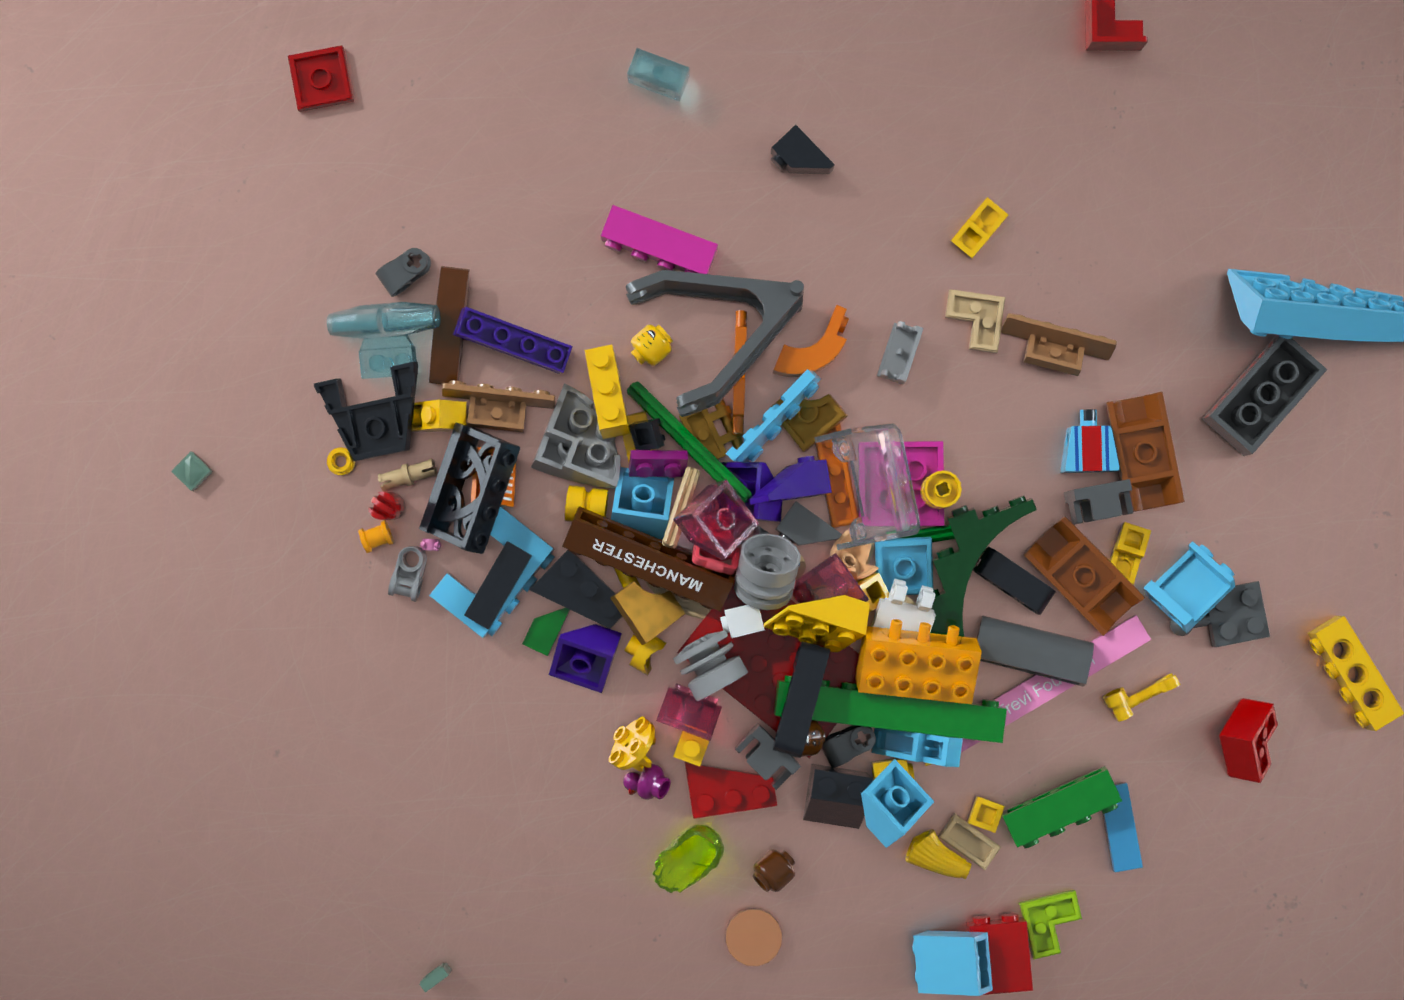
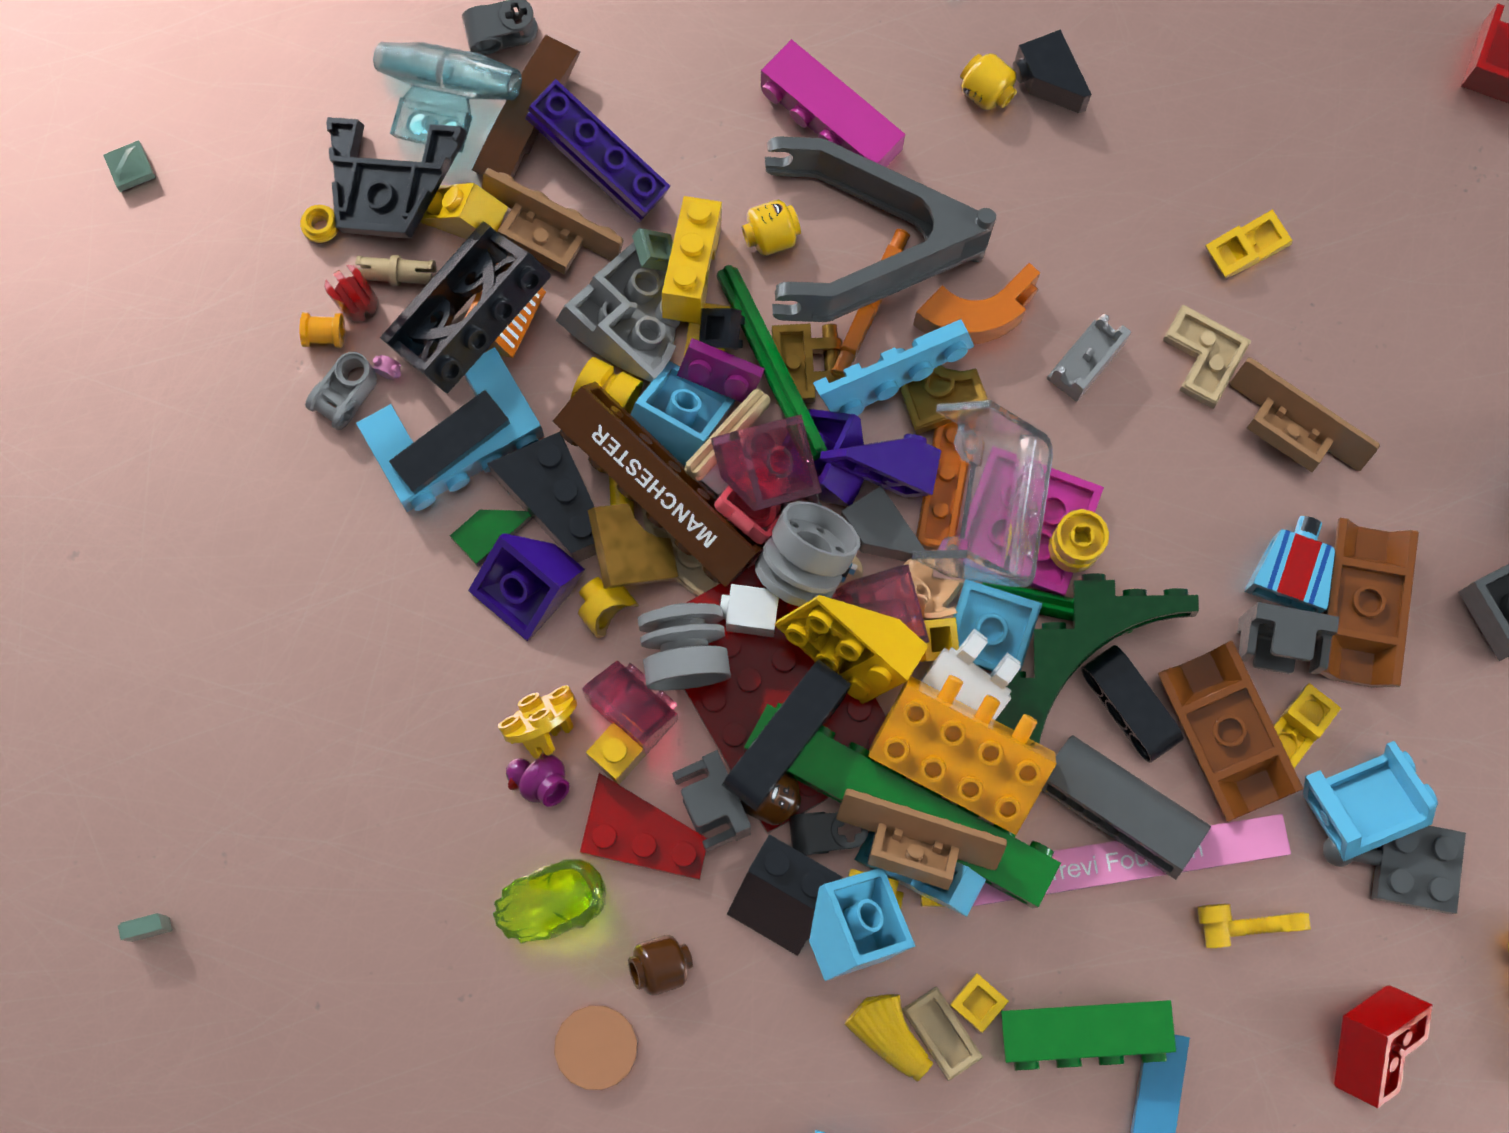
camera: 20 degrees right, 10 degrees down
(577, 392) = (653, 248): none -> sand green tile
(759, 178) = (988, 81): none -> yellow head
(911, 736) = (918, 842): none -> medium nougat bracket

